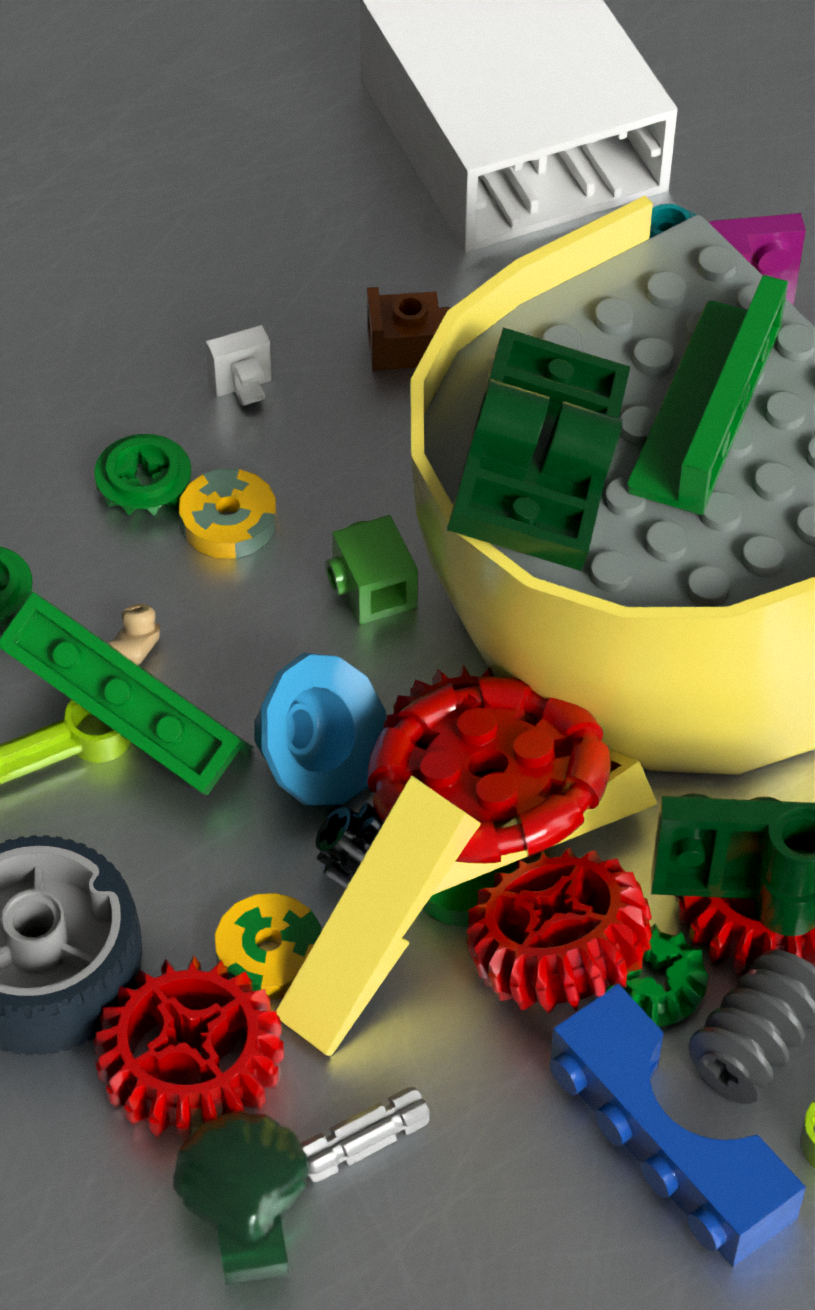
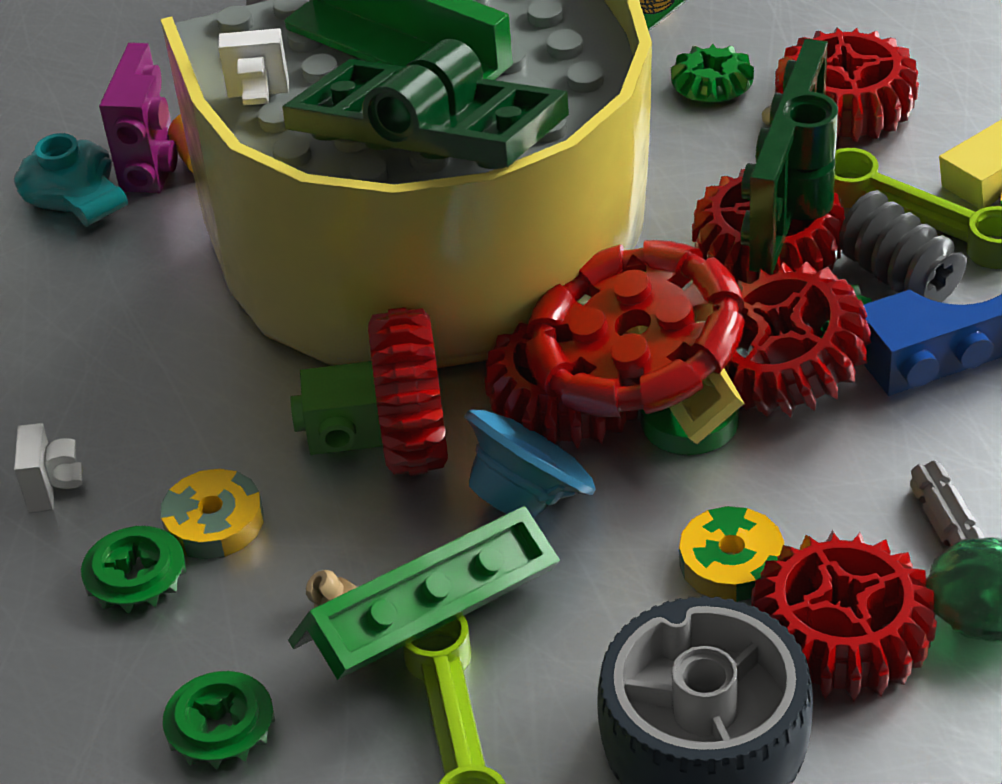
camera: 70 degrees left, 10 degrees down
(346, 840) = (634, 461): black gear -> none
(370, 604) = (407, 391): none -> red gear
(373, 915) = (754, 409): light yellow slope -> none
(401, 327) = (62, 333): dark orange brick -> none
(590, 293) = (253, 65): none -> white tile

